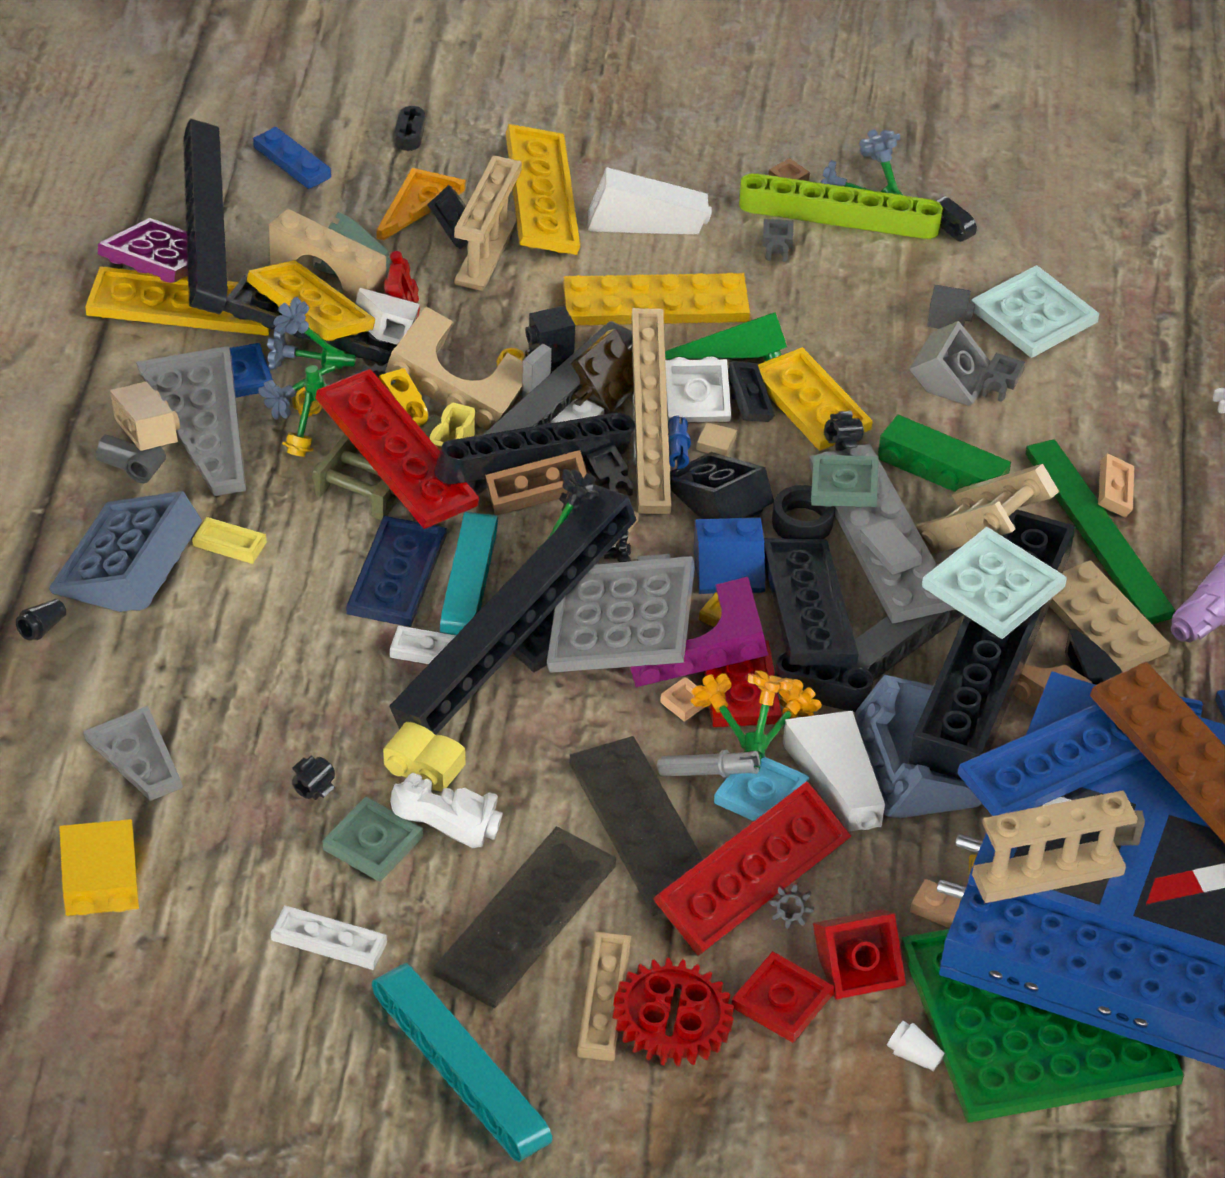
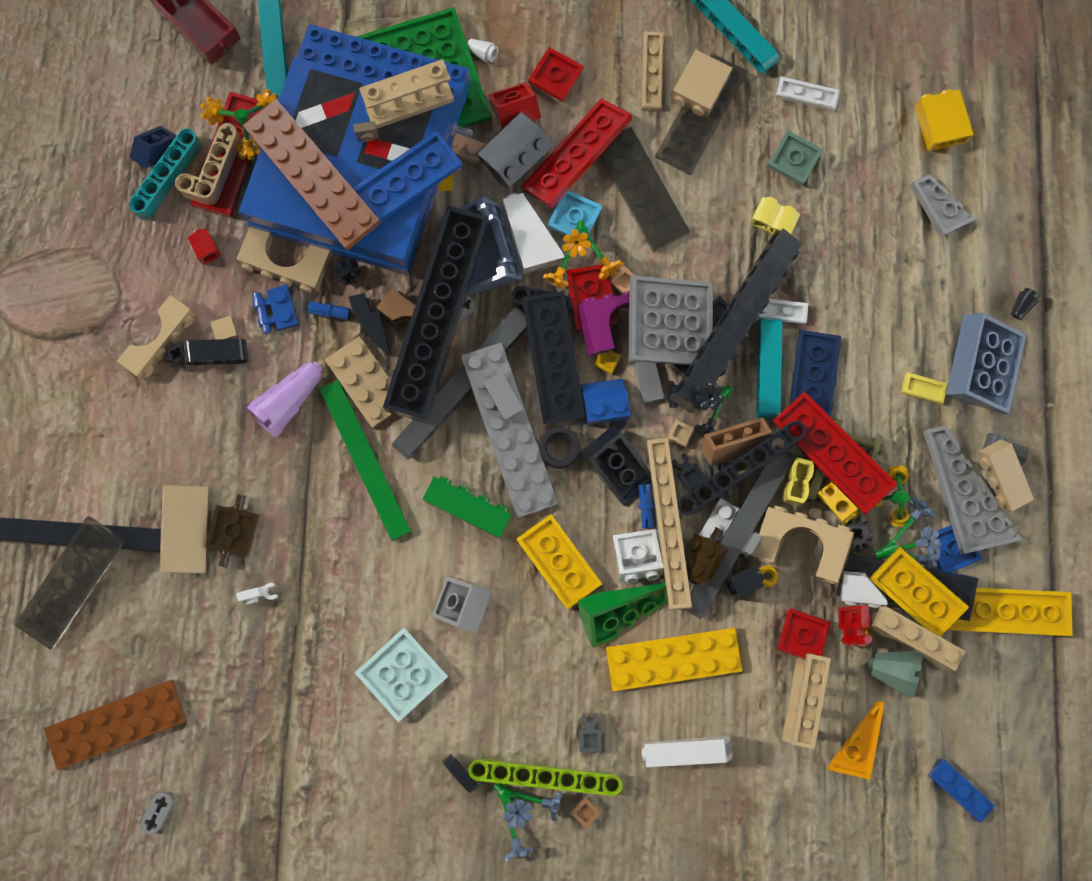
camera: 175 degrees right, 35 degrees up
(149, 249) = (1033, 654): magenta plate -> none
(204, 217) = (1013, 689): black beam -> none
(313, 777) = (836, 193): black gear -> none
(405, 127) = (873, 838): black beam -> none
(448, 209) = (833, 726): black plate -> none
(457, 814) = (752, 169): white animal -> none
(473, 299) = (802, 634): none -> red plate
(524, 935) = (701, 83): none -> tan brick
(543, 190) = (770, 768): yellow plate -> none
(645, 1005) = (595, 55): red gear -> none
(709, 764) = (601, 220): light grey axle -> none
(716, 439) = (620, 516): tan tile -> none
(750, 392) = (601, 557): black plate -> none
(782, 910) = (554, 129): black gear -> none
(843, 430) = (536, 516): black gear -> none
(845, 481) = (534, 459): sand green plate -> none
(860, 868) = (514, 150): none -> slope
(949, 306) = (462, 666): dark grey brick -> none
(987, 506) = (423, 439): tan fence -> none
(994, 582) = (437, 339): light aqua plate -> none
(1002, 374) = (425, 604): dark grey plate -> none
(1116, 485) = (351, 497): light nougat plate -> none

